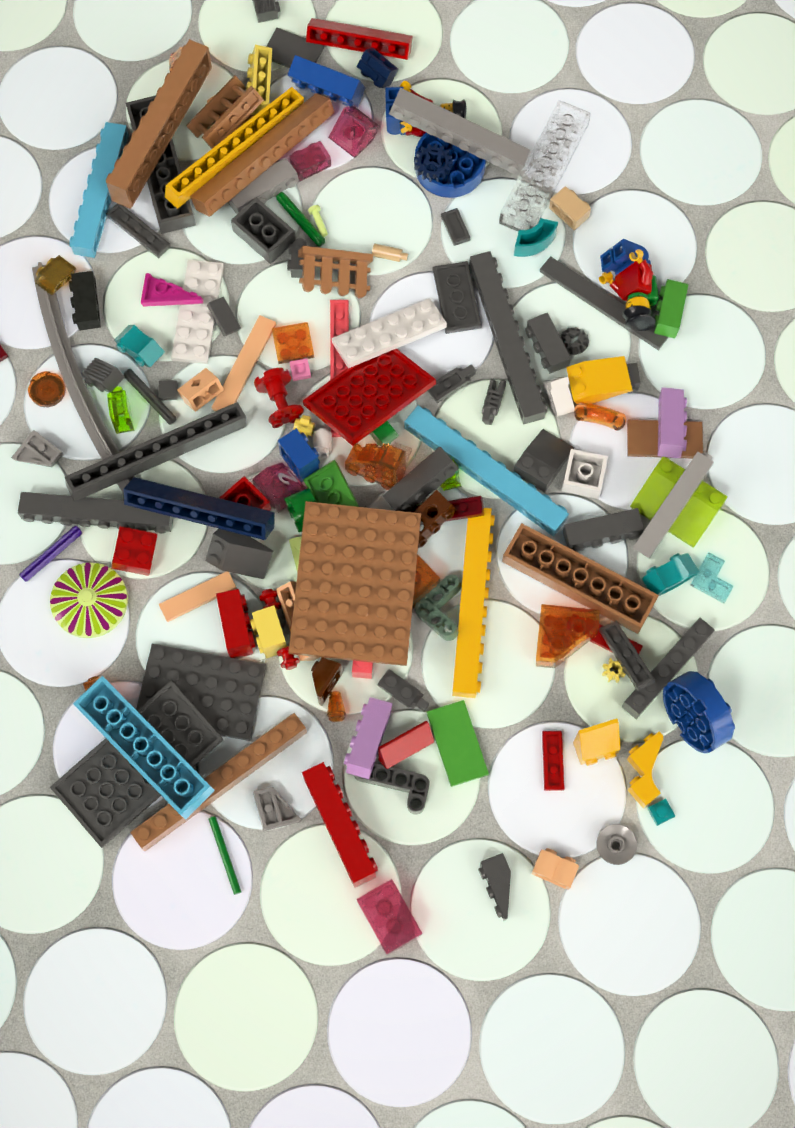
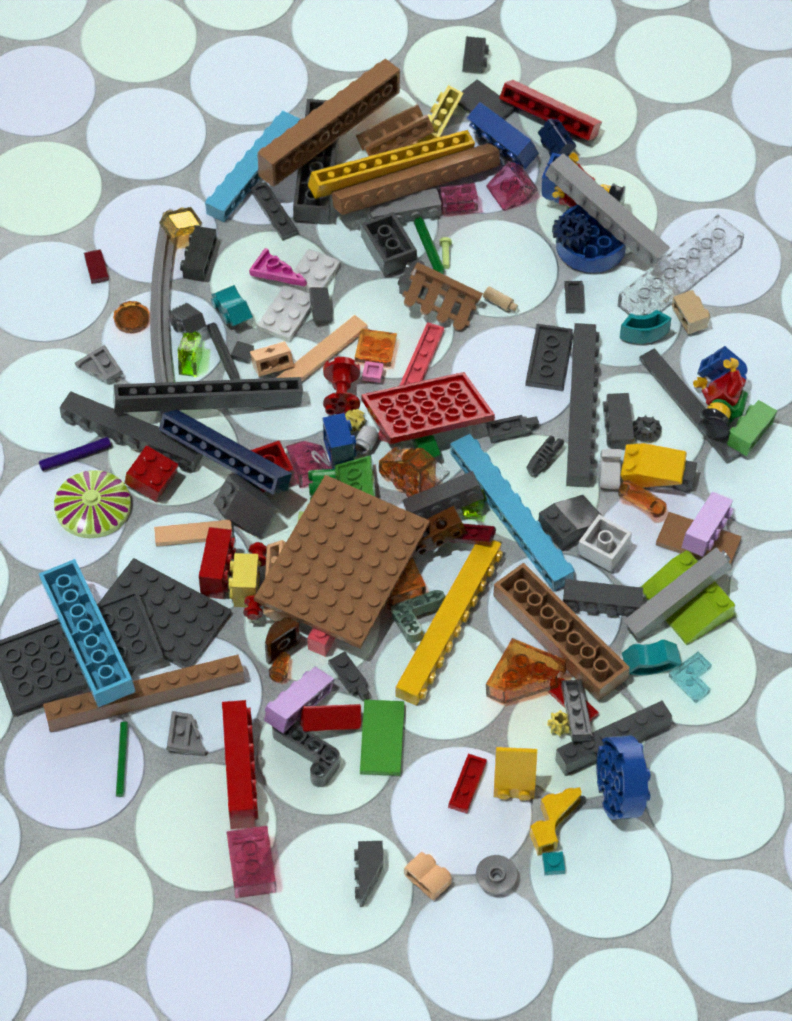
camera: 20 degrees right, 15 degrees down
(389, 332) = (470, 365): white plate -> none

